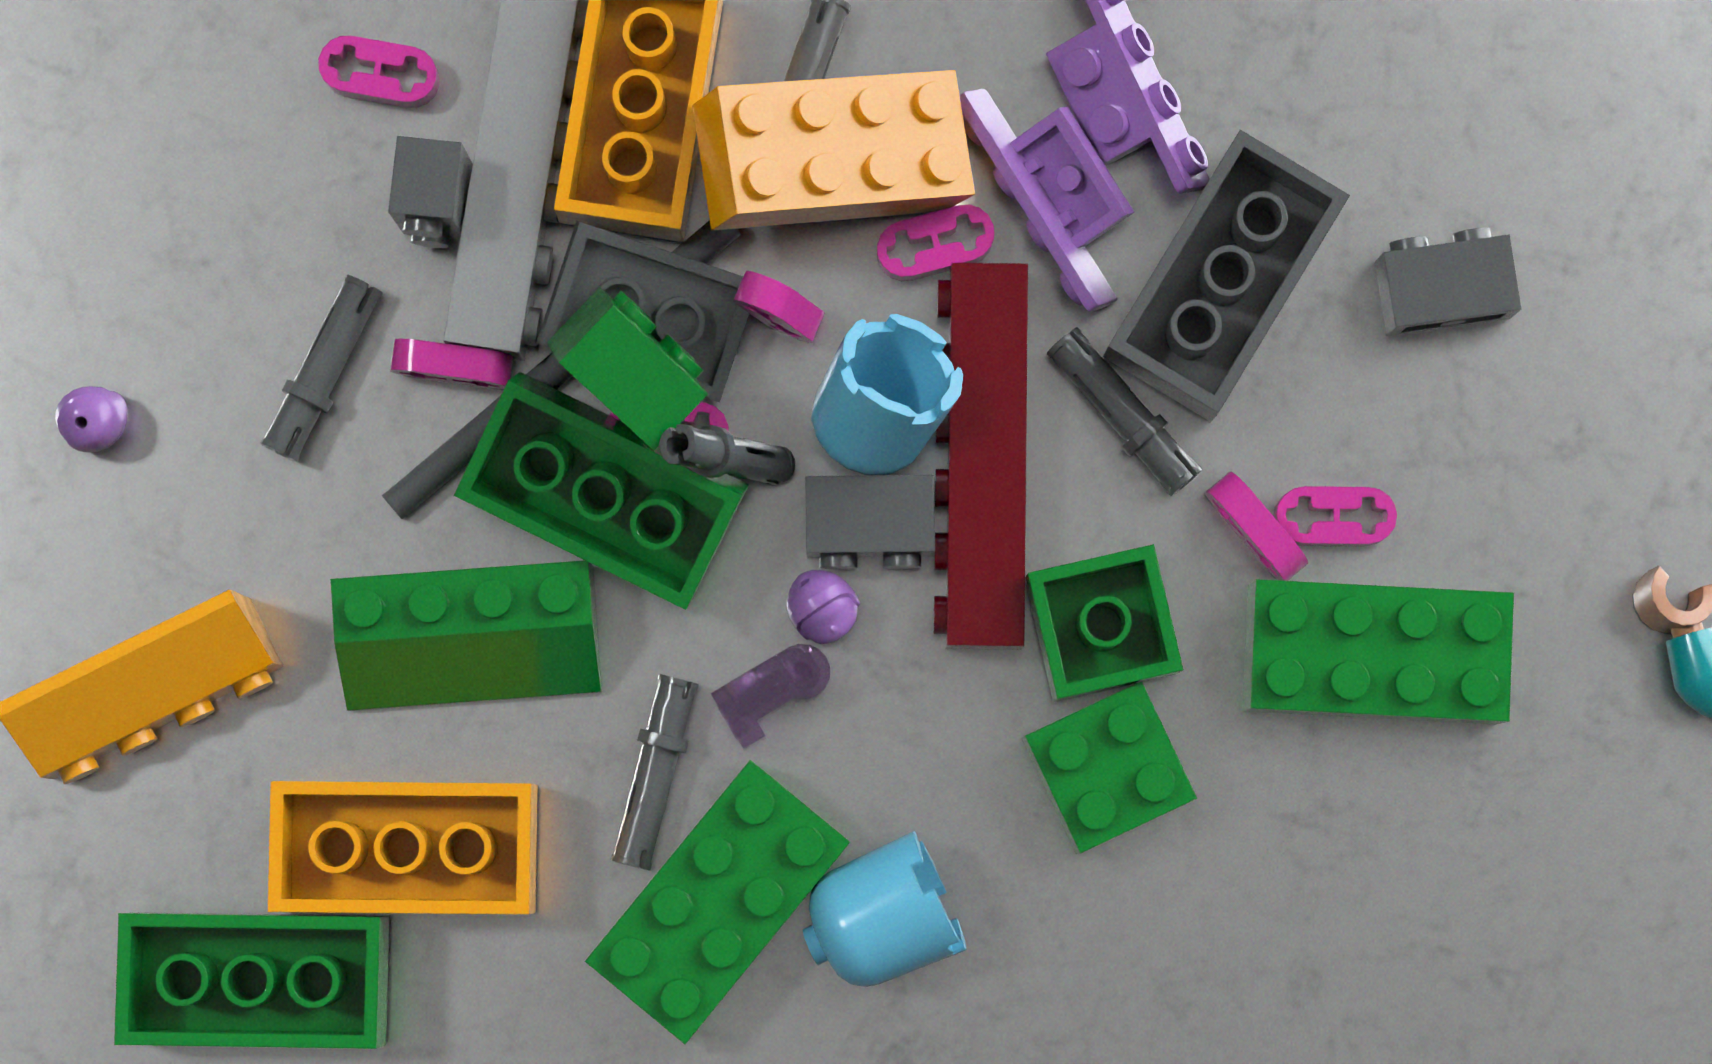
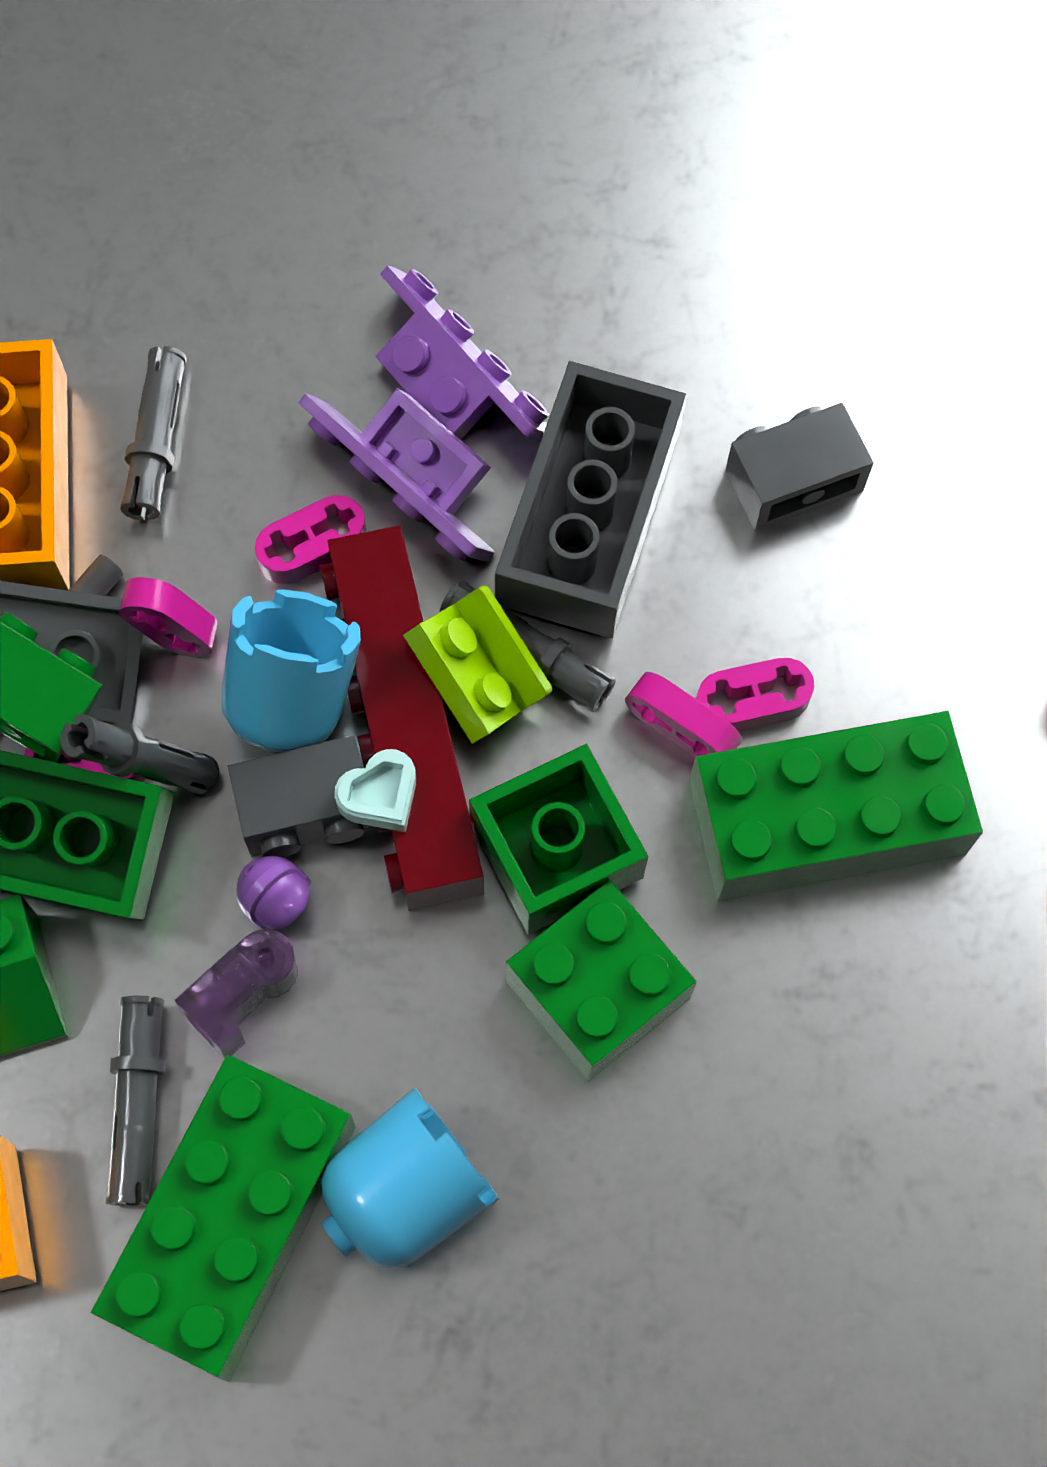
camera: 15 degrees left, 15 degrees down
(832, 149) = (186, 461): light orange brick -> none
(944, 542) = (380, 792): none -> light aqua tile
(1069, 427) = (478, 663): none -> lime bracket

